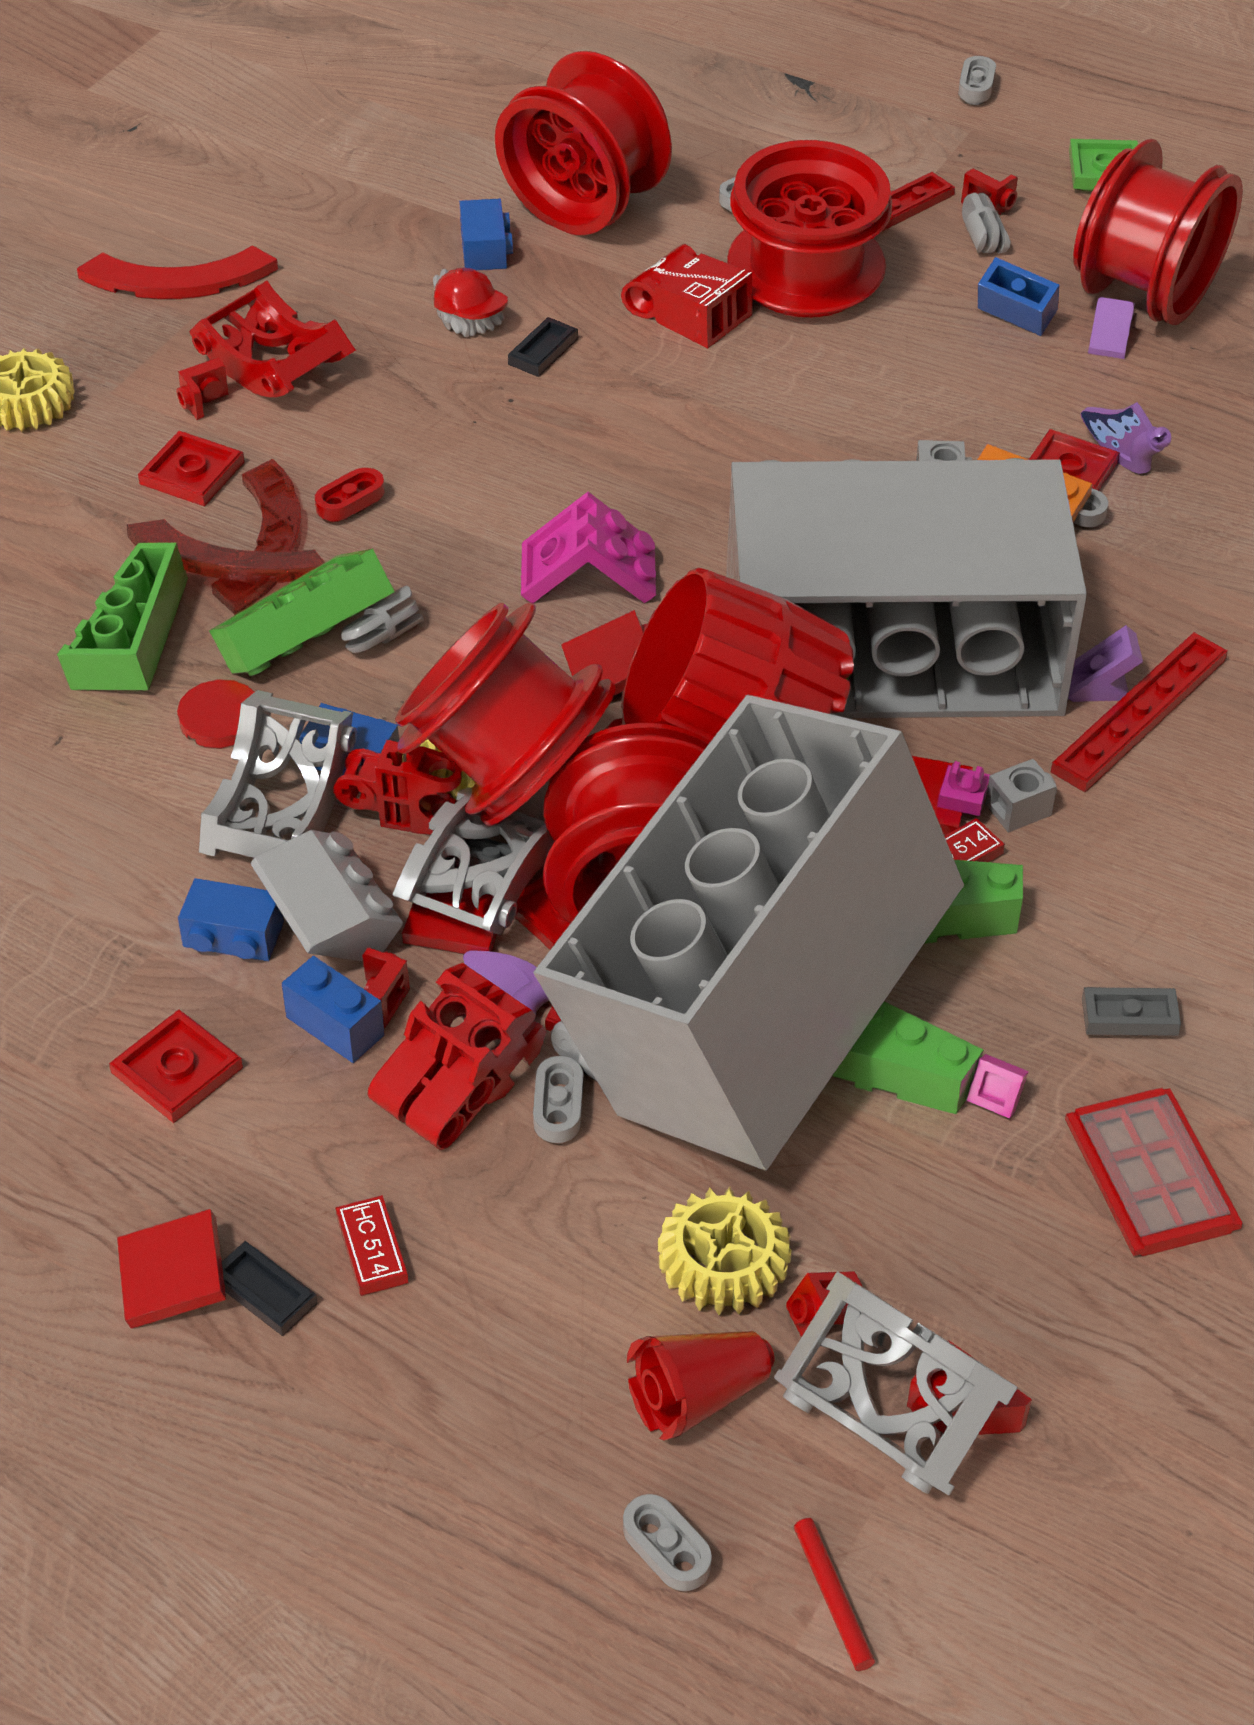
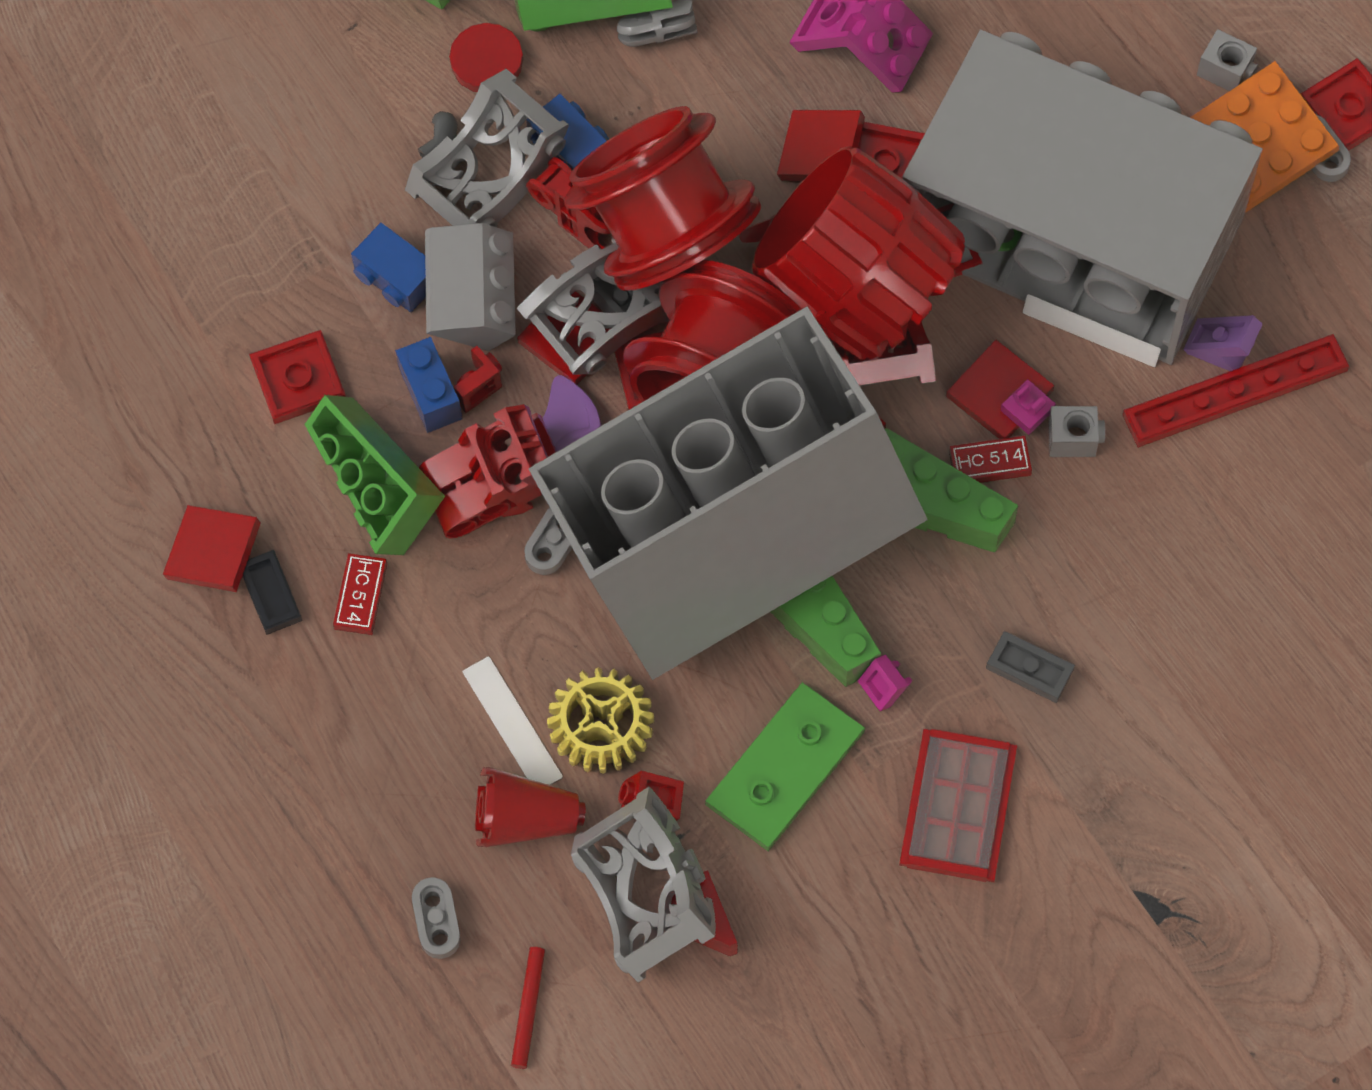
camera: 30 degrees right, 20 degrees up
(209, 781) = (444, 125): none -> dark grey arm
(336, 1116) = (375, 473): none -> bright green wedge
(613, 1297) = (511, 722): none -> white sticker
(949, 1214) = (785, 766): none -> bright green plate
(974, 710) = (1091, 330): none -> white sticker

